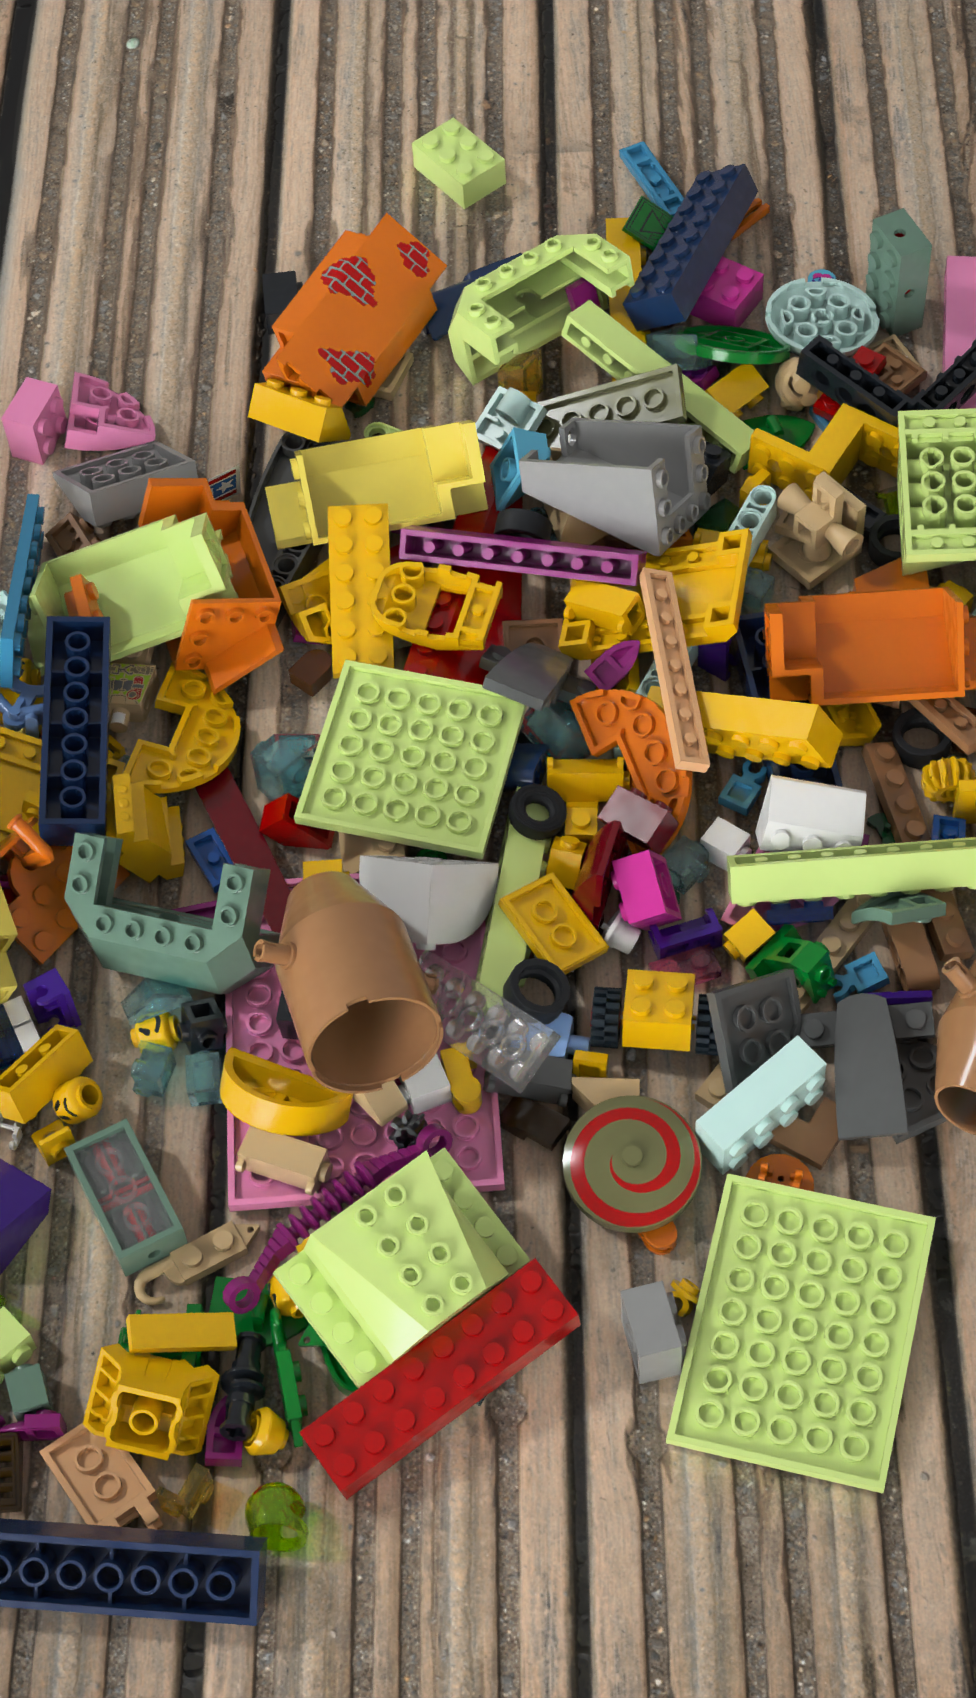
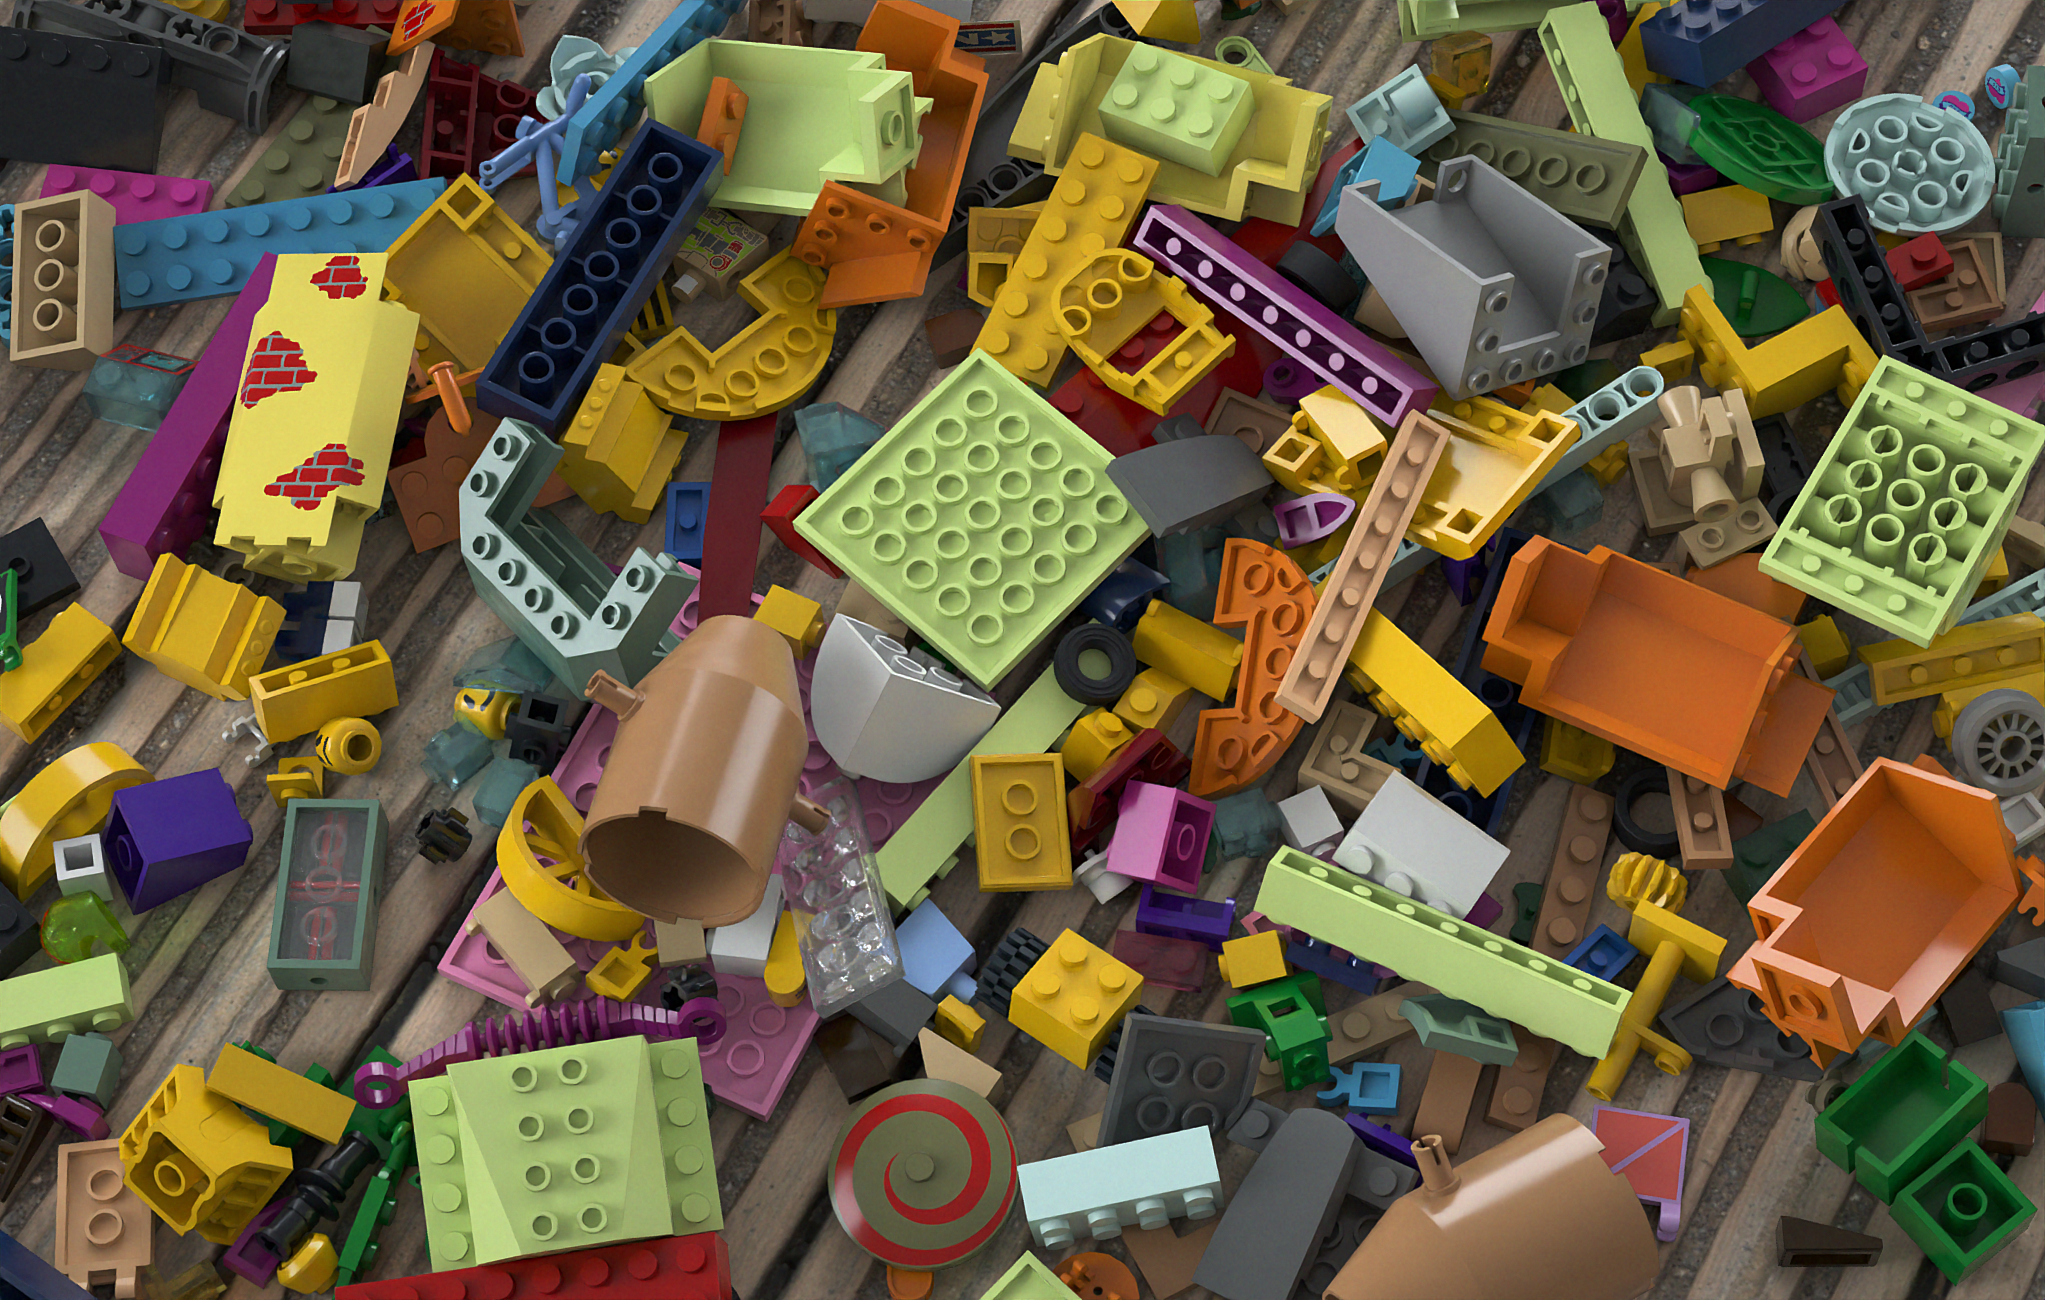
camera: 30 degrees right, 5 degrees up
(51, 999) = (391, 603): dark purple hinge -> none
(178, 1123) = (443, 835): none -> black gear
(198, 1258) = (370, 1012): tan plate -> none
(357, 1142) = (622, 973): none -> yellow plate
(375, 469) = (1177, 109): none -> yellowish green brick
(546, 973) = (962, 870): black tyre -> none
(549, 598) = (1297, 385): none -> magenta plate
(643, 822) = (1208, 739): brick -> none
(734, 803) = (1338, 760): none -> tan panel
(842, 255) = (2000, 85): none -> medium azure tile
(857, 569) = (1715, 542): none -> tan bracket

